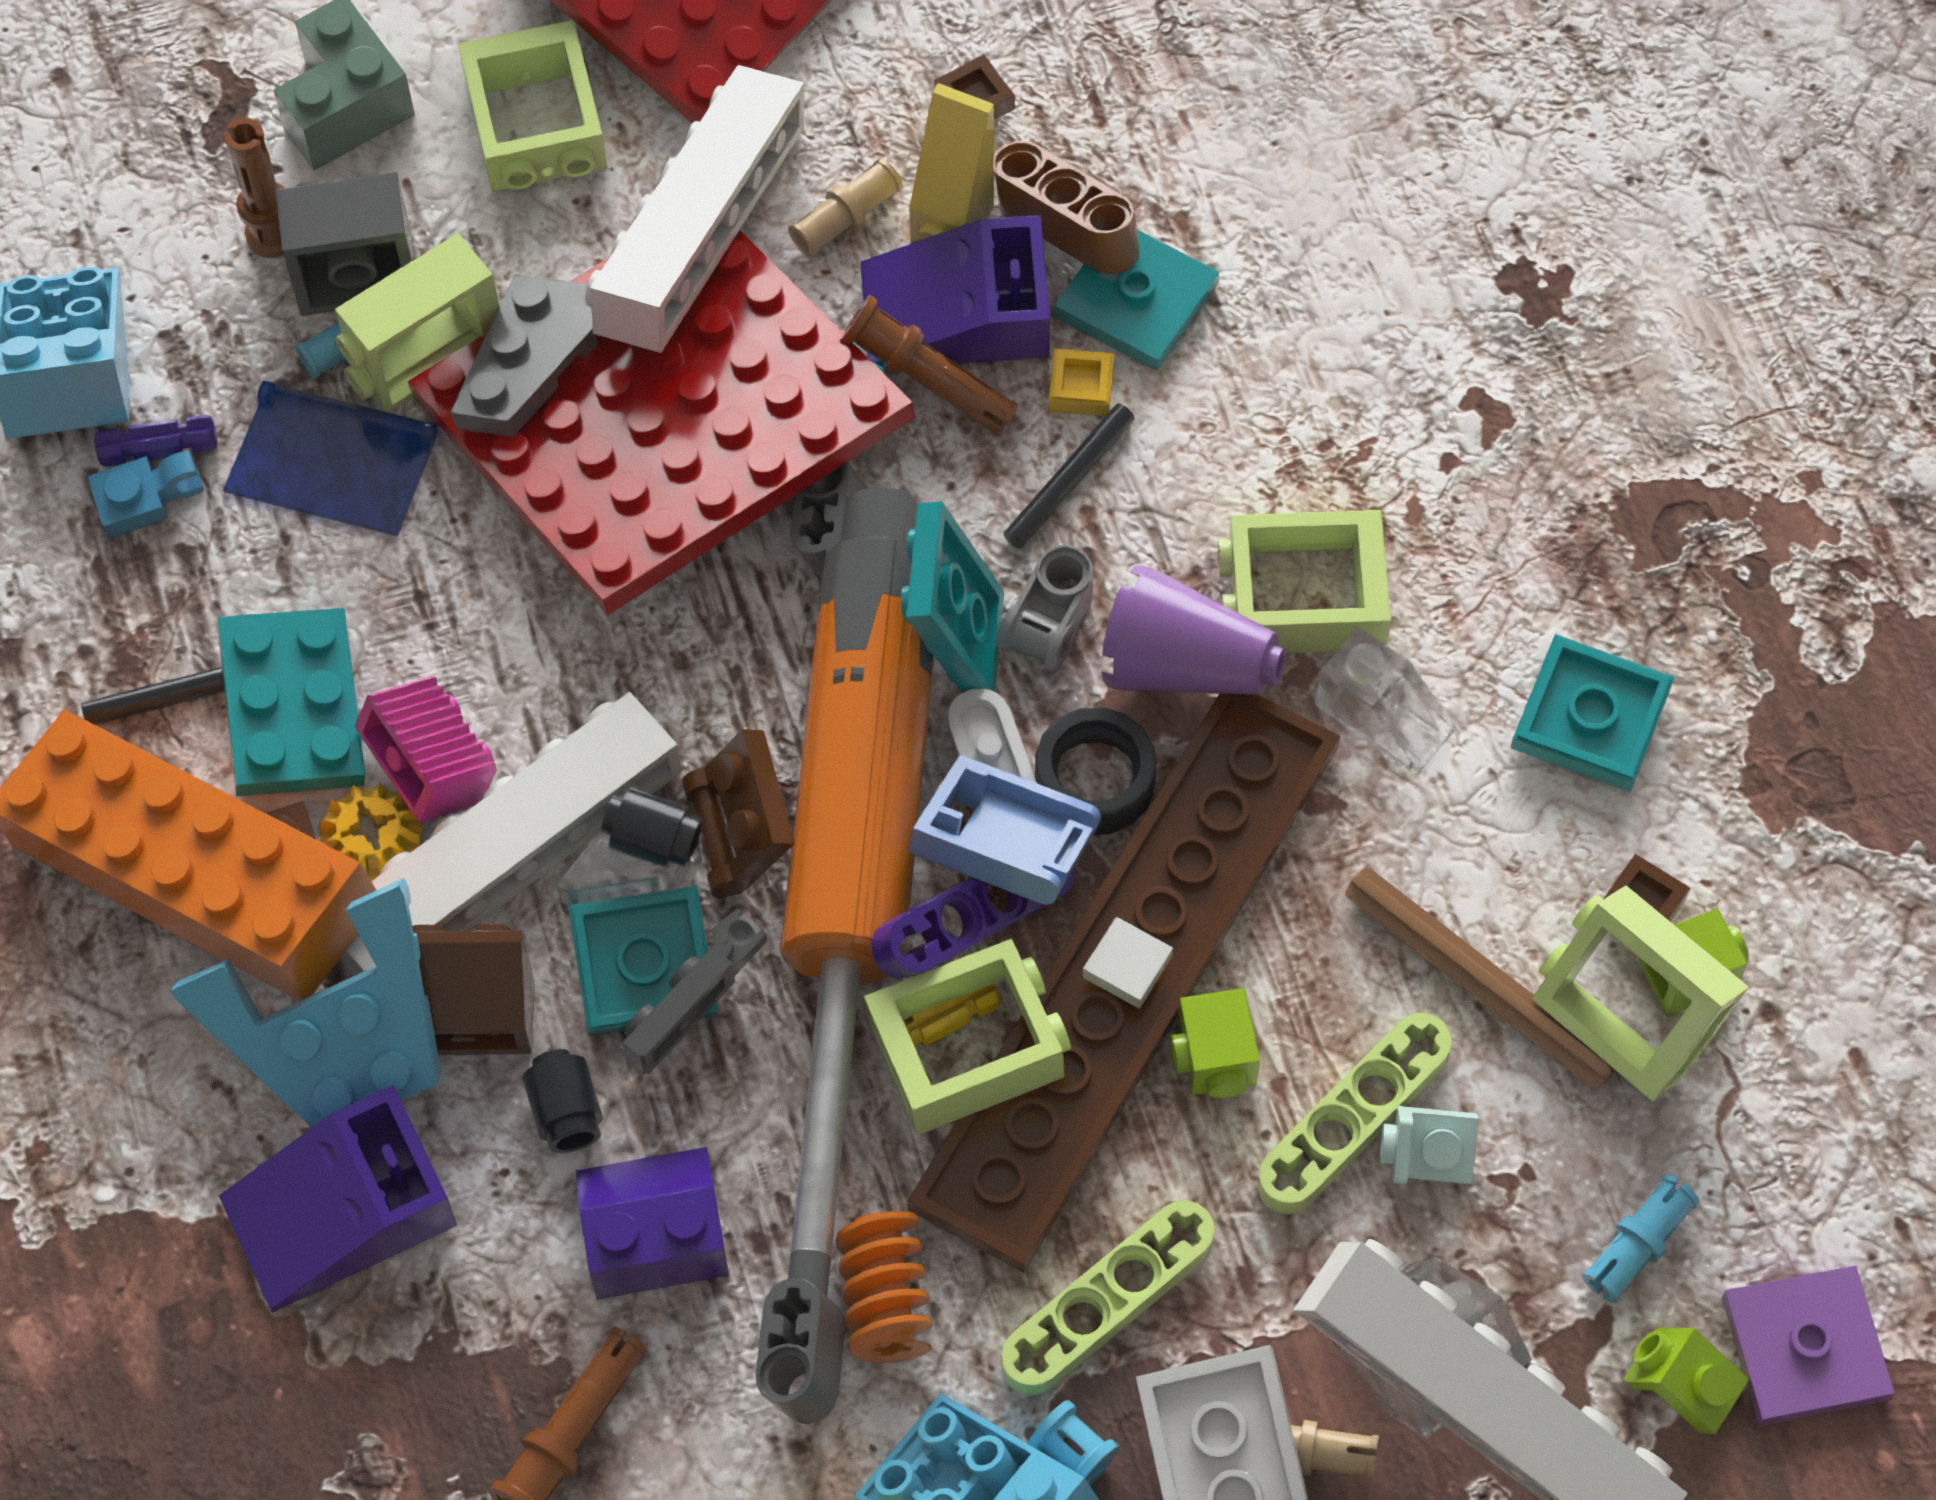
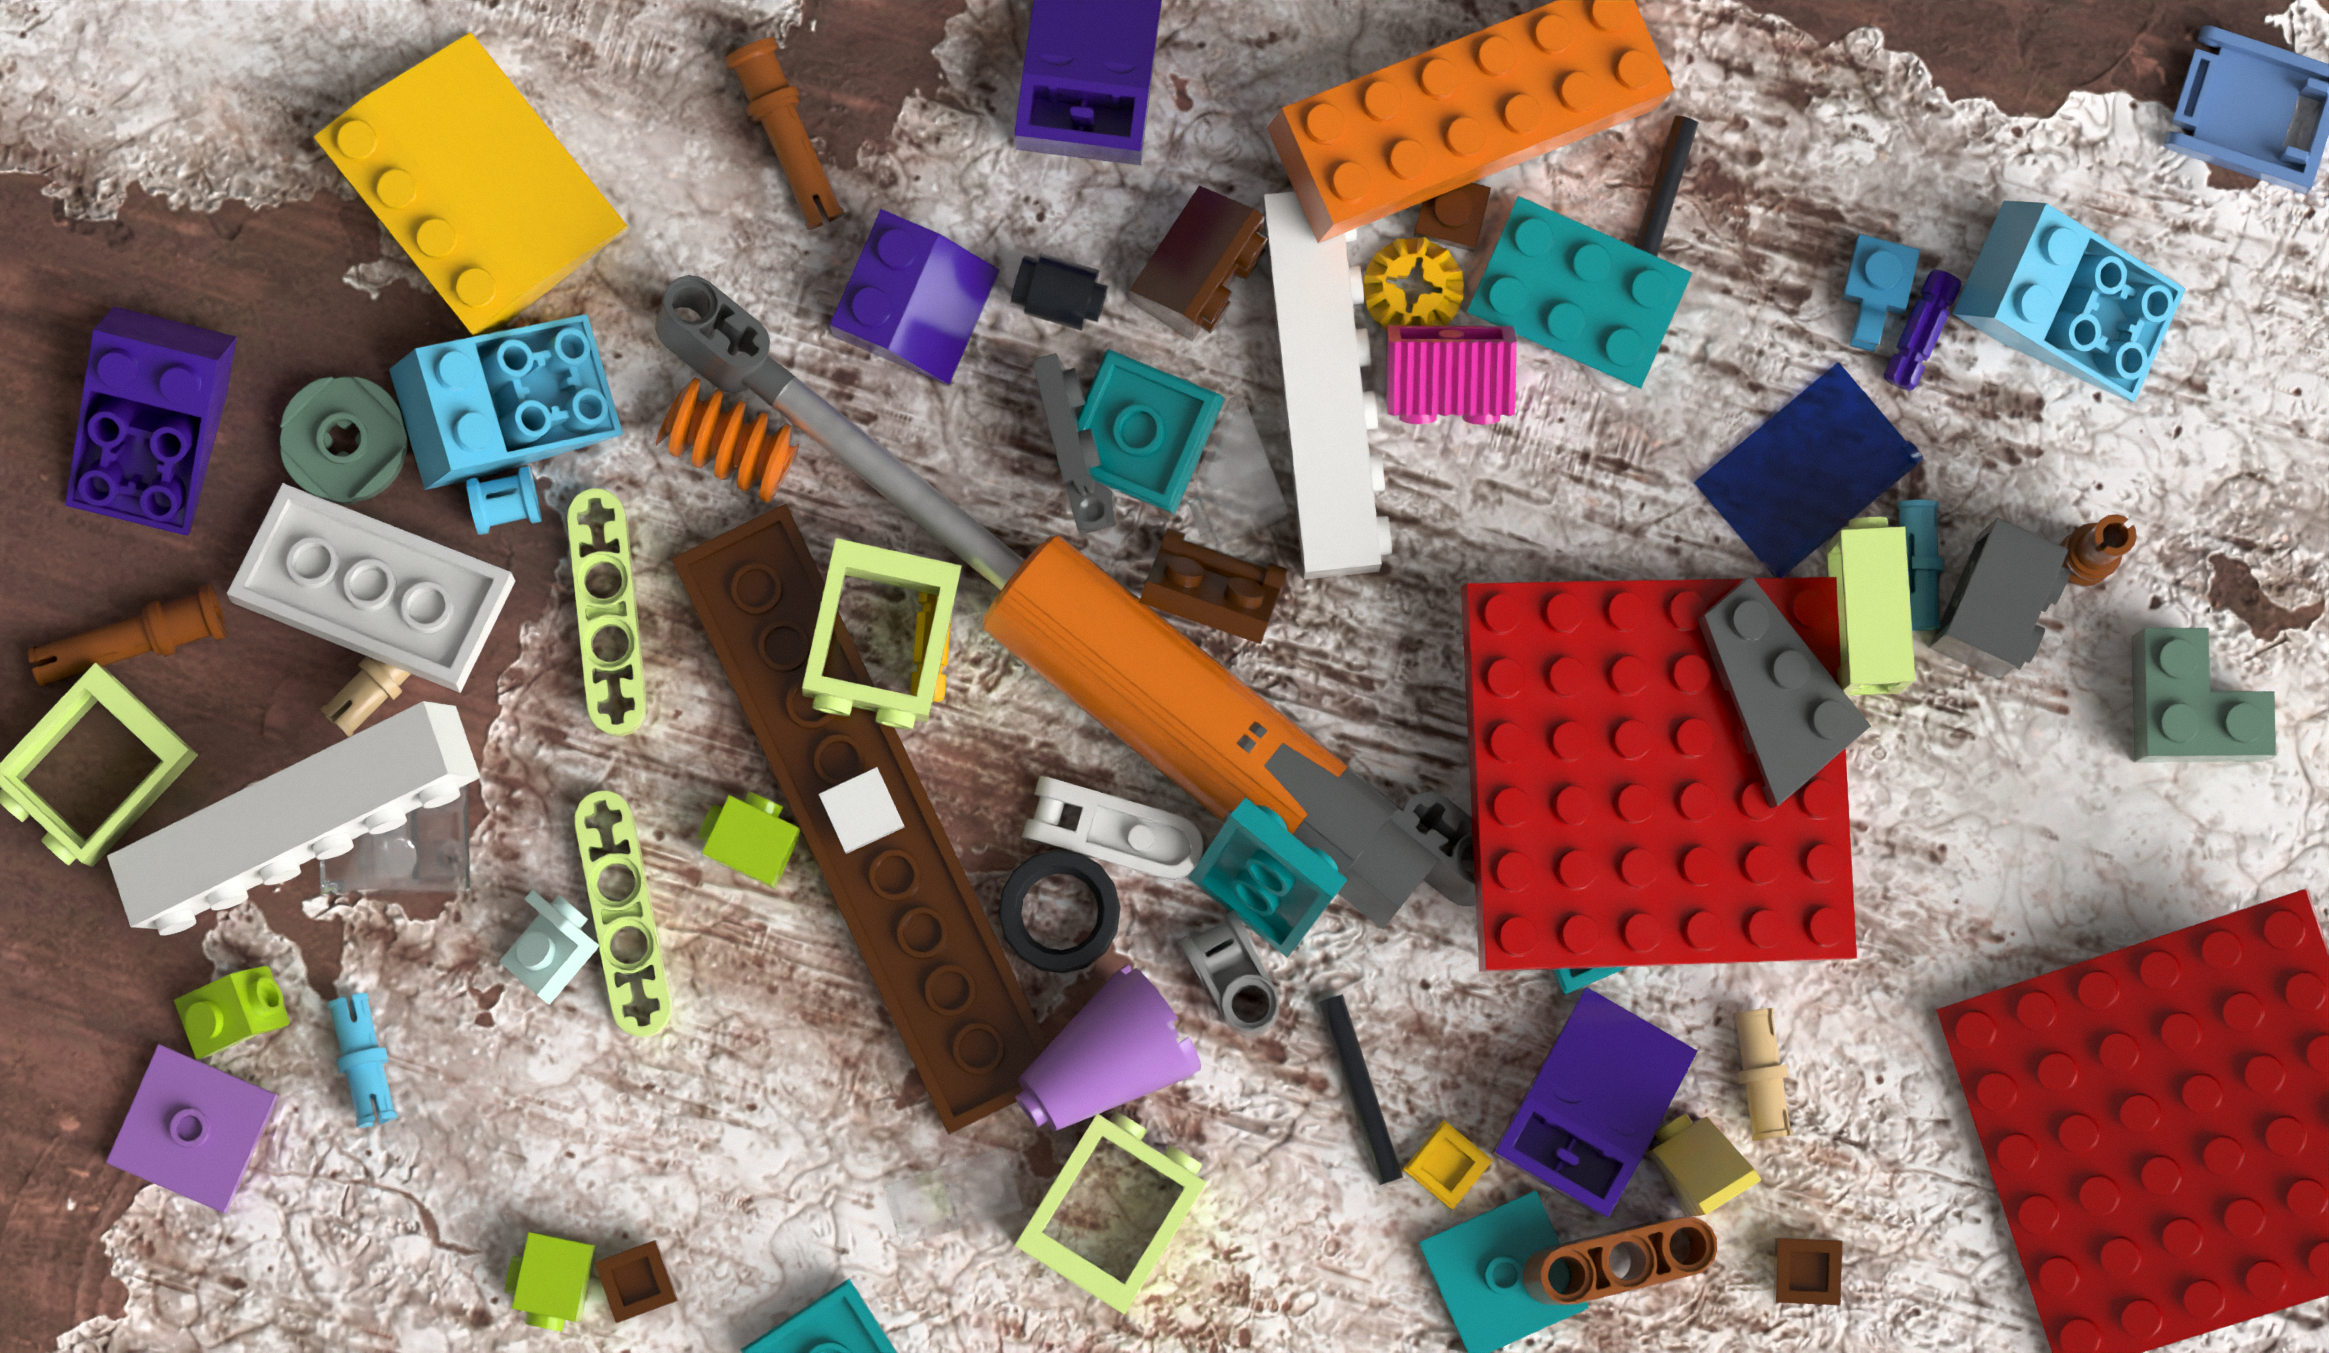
camera: 120 degrees right, 20 degrees up
(342, 1039) = (1213, 128): medium azure wing -> none
(522, 60) = (2118, 882): yellowish green window -> none
(651, 828) = (1228, 492): black brick -> none
(696, 209) = (1825, 924): white brick -> none
(905, 351) = (1555, 1012): dark orange pin -> none
(978, 922) = (979, 713): dark purple beam -> none
(1016, 837) = (1026, 790): medium blue container -> none
(1475, 974) = (665, 1098): medium nougat axle -> none
(1672, 955) = (557, 1227): yellowish green window -> none

